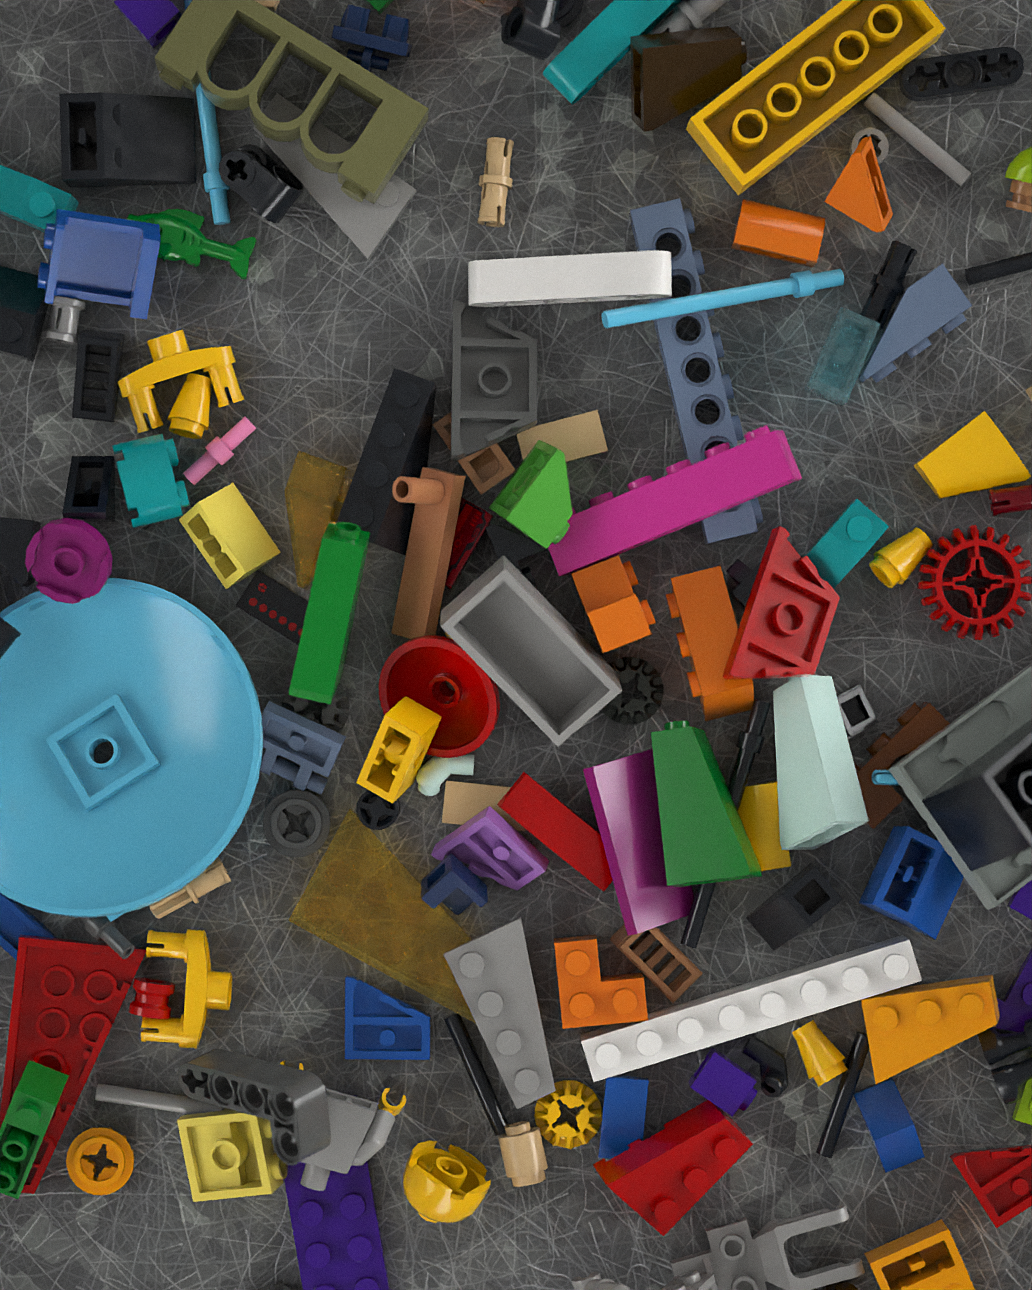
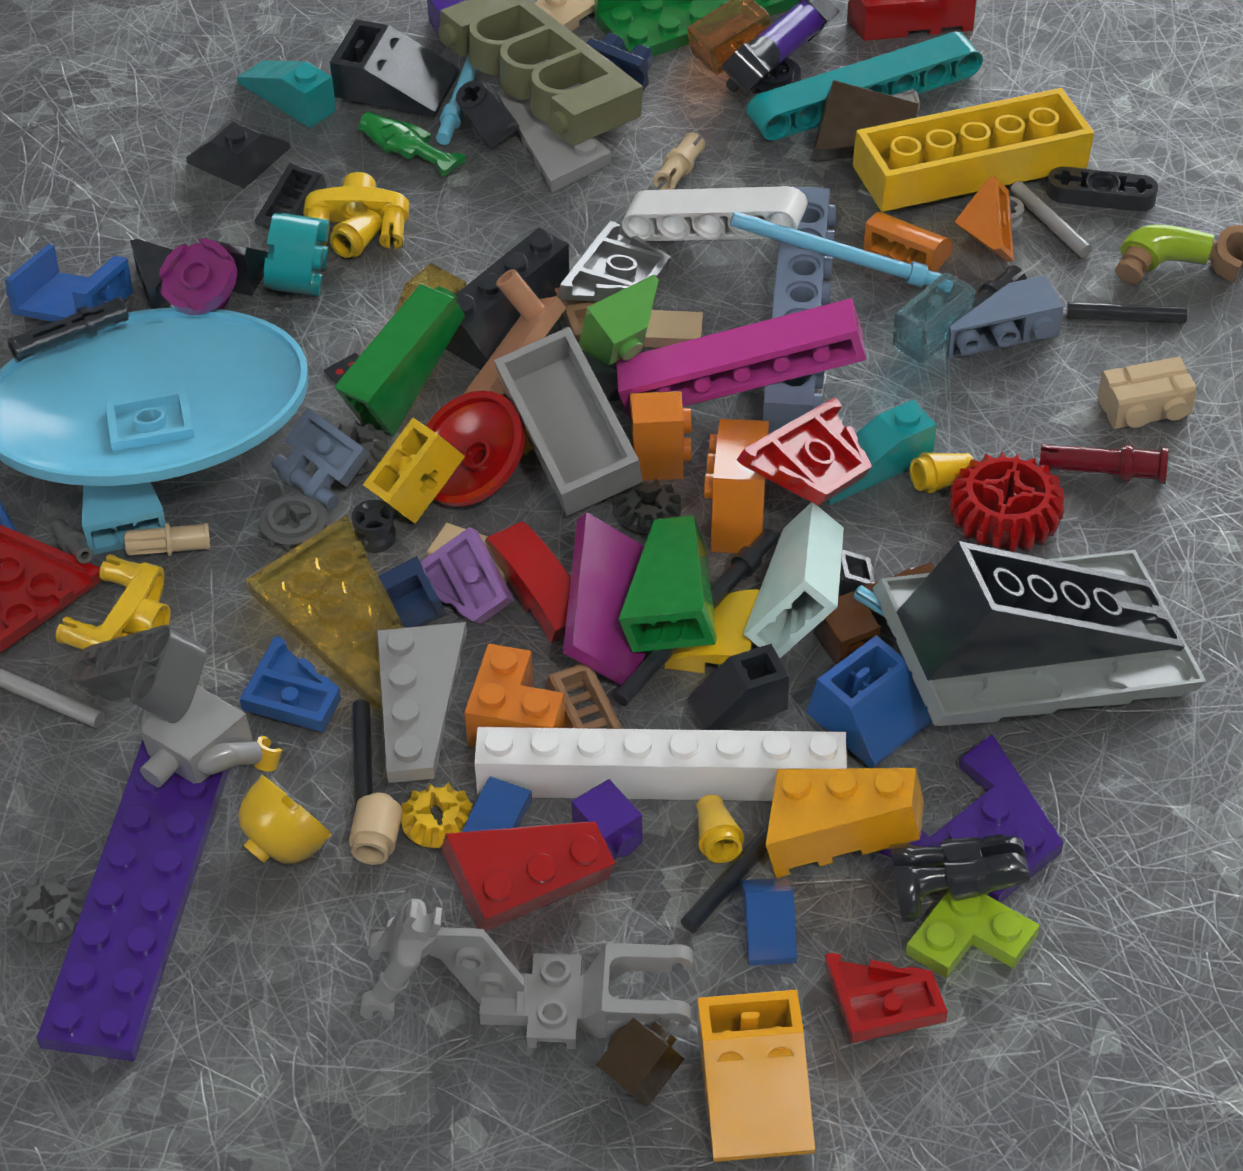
camera: 25 degrees right, 40 degrees down
(63, 320) = (287, 151): light grey bush -> none
(100, 260) = (330, 119): blue panel -> none
(152, 998) = (87, 603): red wheel -> none
(219, 450) = (364, 266): bright pink bar -> none
(229, 535) = (341, 315): light yellow brick -> none
(229, 1155) = (88, 742): light yellow plate -> none
(437, 770) = (453, 514): light aqua arm -> none
(772, 1066) = (665, 827): black arm -> none
(972, 460) = (1028, 419): yellow slope -> none

